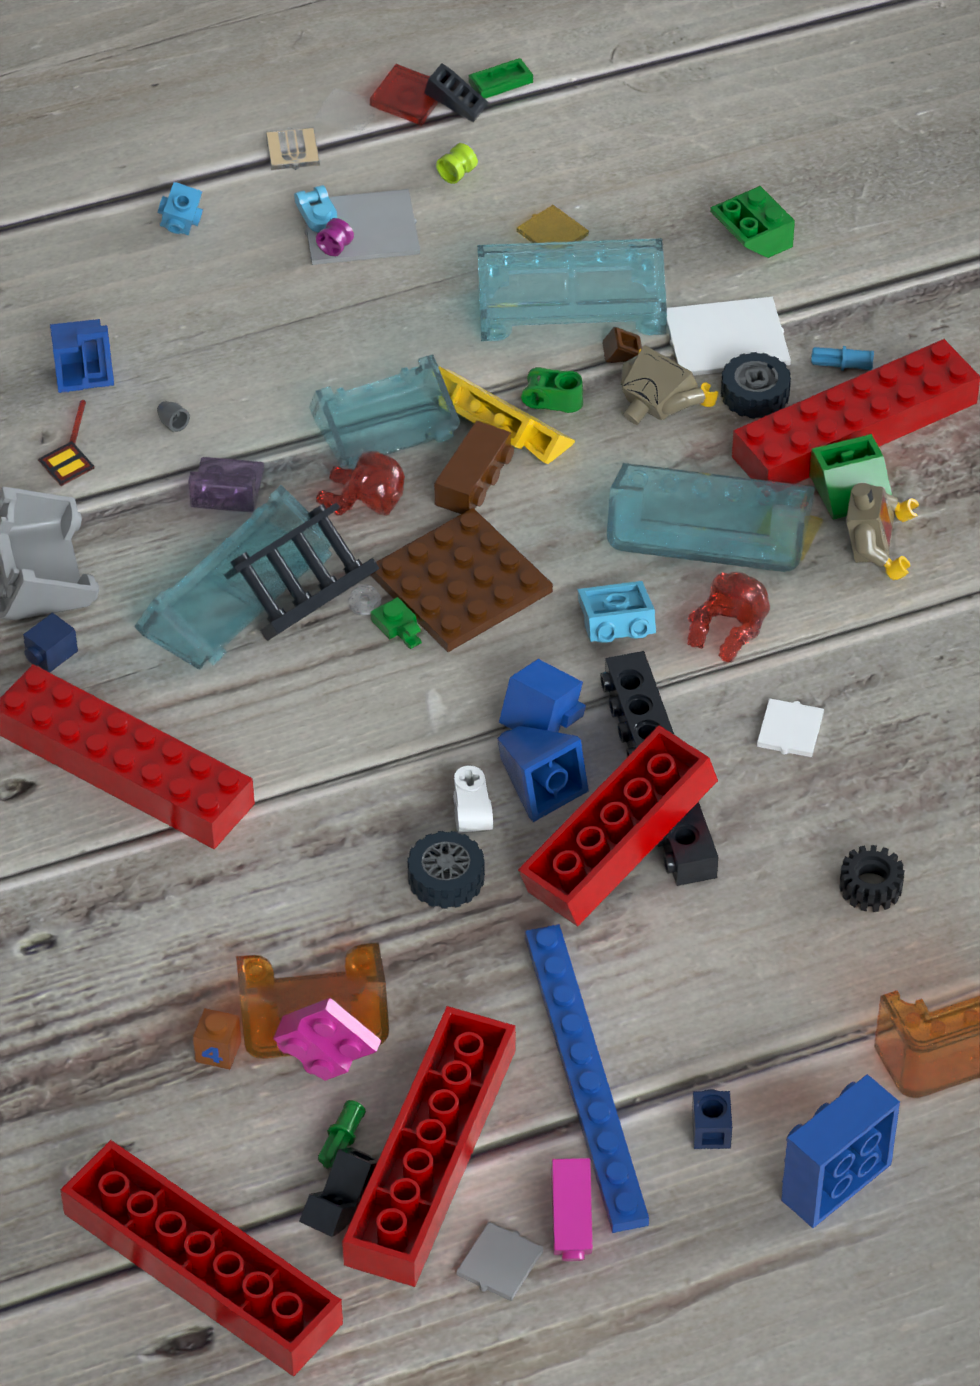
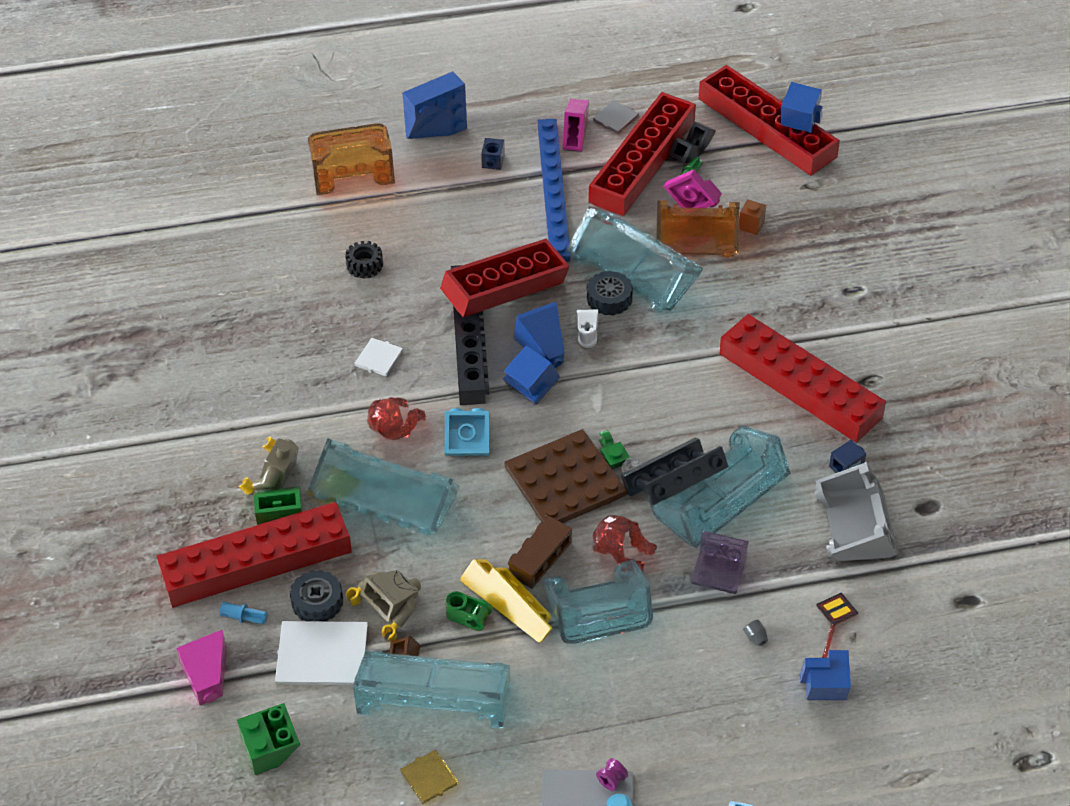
camera: 170 degrees left, 0 degrees up
(136, 1202) = (801, 107): none -> blue plate
(348, 891) = (623, 248): none -> clear light blue windscreen
(865, 291) = (205, 666): none -> dark pink slope

